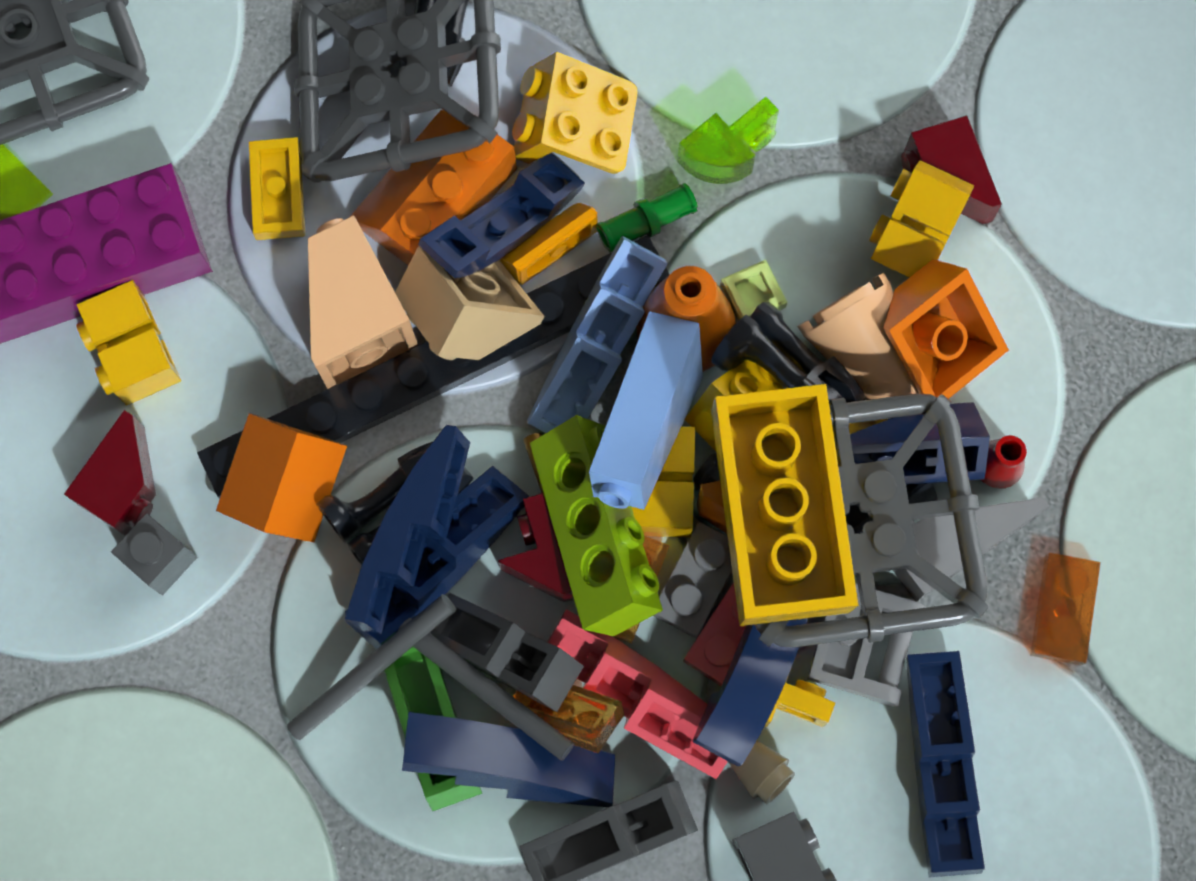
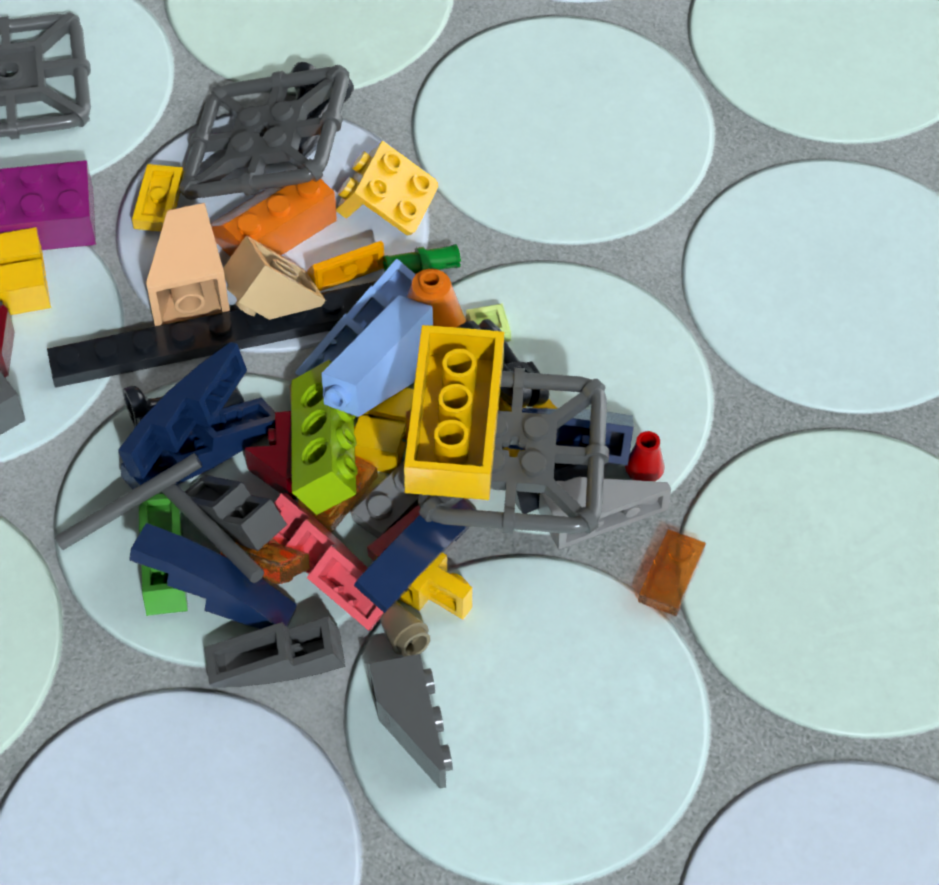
camera: 10 degrees right, 20 degrees down
(280, 478) = (100, 368): orange slope -> none
(505, 220) = (315, 244): dark blue slope -> none
(724, 152) = (489, 229): clear neon green brick -> none
(845, 662) = (497, 557): light grey plate -> none
(856, 337) = (558, 347): light nougat cone -> none
(921, 220) = (610, 307): yellow piece -> none
(942, 329) = (619, 356): orange slope -> none
(944, 764) = (548, 657): dark blue slope -> none
(955, 150) = (655, 269): dark red slope -> none

